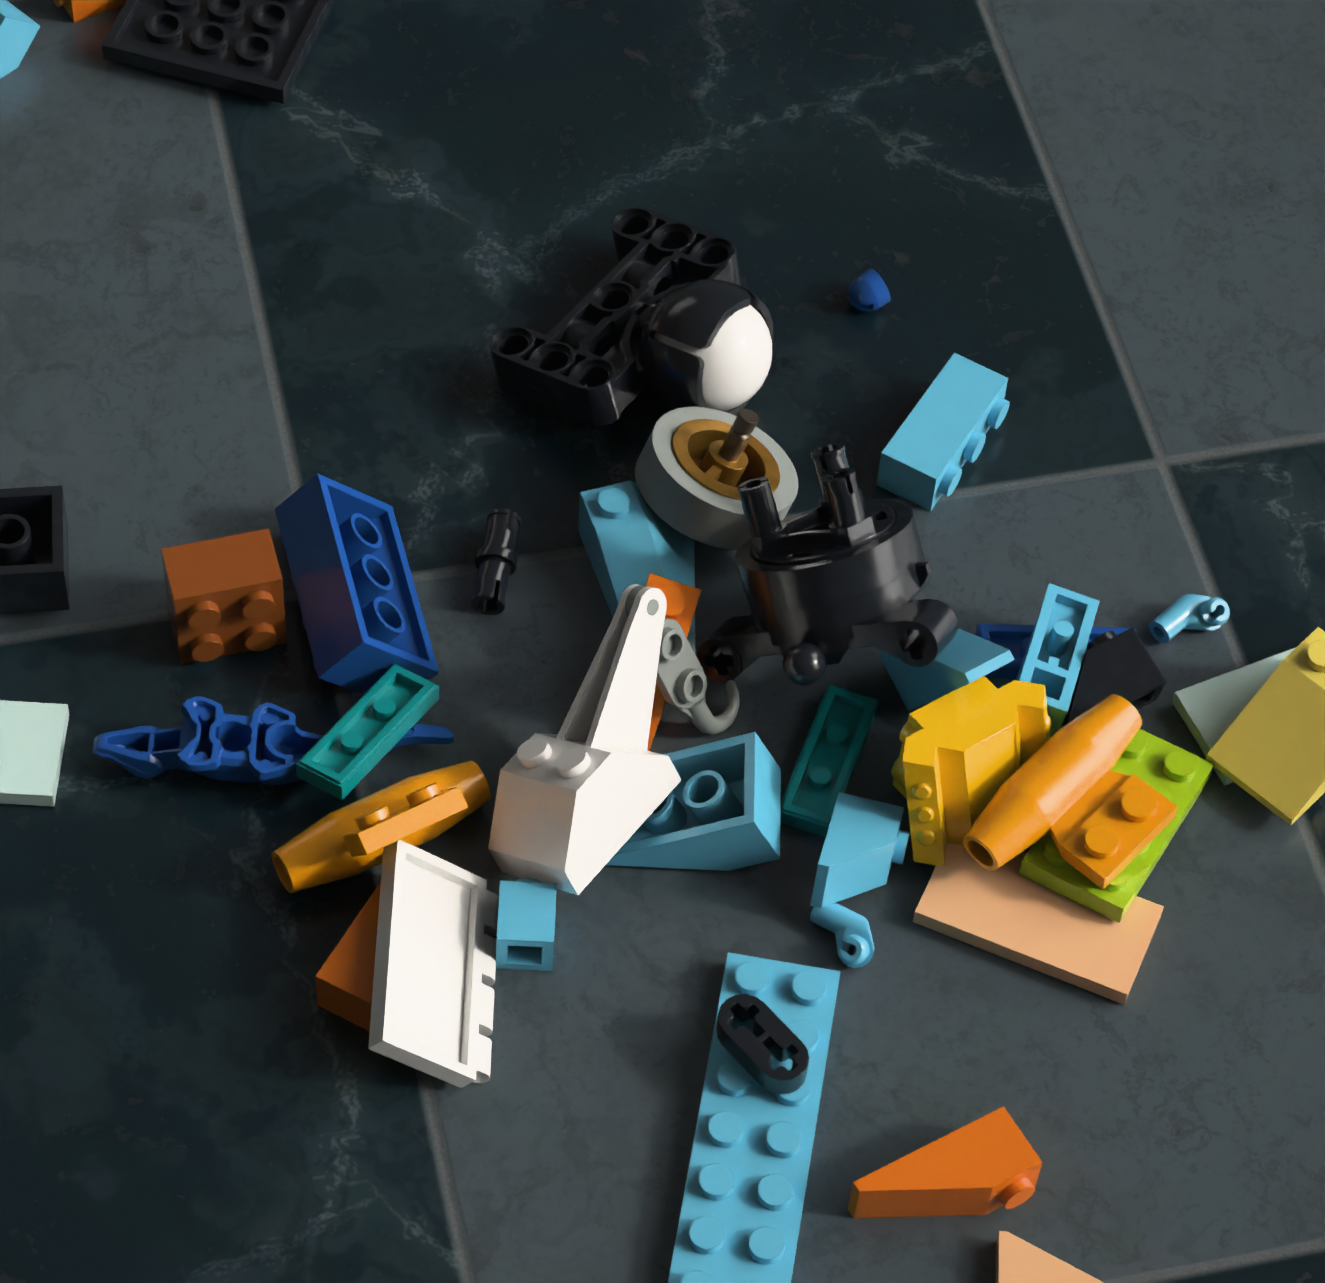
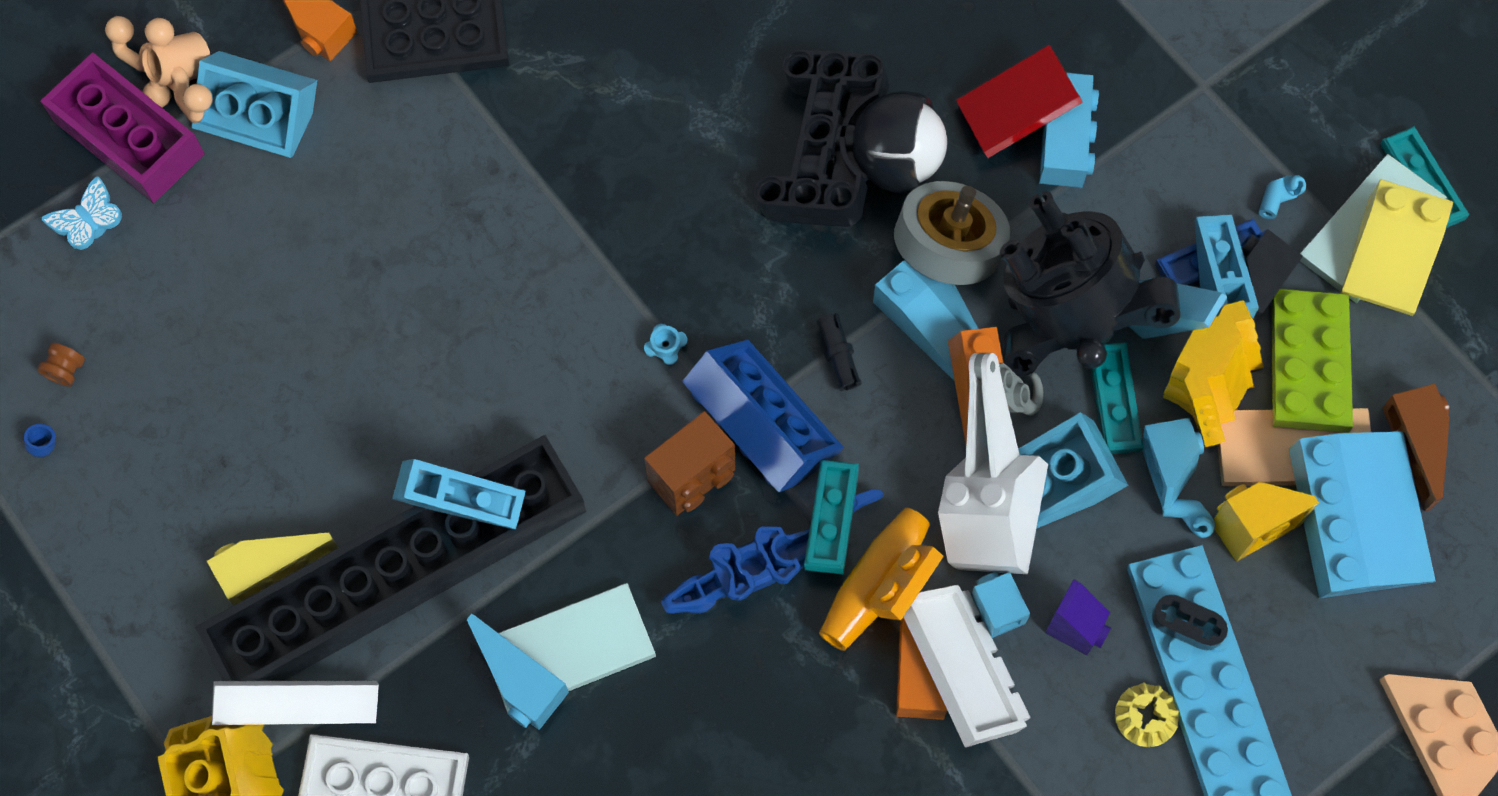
camera: 20 degrees left, 15 degrees up
(284, 455) = (664, 333): none -> medium azure plate
(615, 976) = (1080, 620): none -> dark purple slope
(645, 1163) = (1130, 722): none -> light yellow gear
(868, 291) = (964, 44): blue hinge -> none
(894, 371) = (1019, 101): none -> red tile
(934, 960) = (1260, 516): none -> yellow slope
(955, 1175) = (1348, 645): orange slope -> none
(1070, 792) = (1284, 364): light orange plate -> none
(1081, 1019) = (1368, 513): none -> medium azure slope
(1221, 959) = (1425, 425): none -> dark orange slope

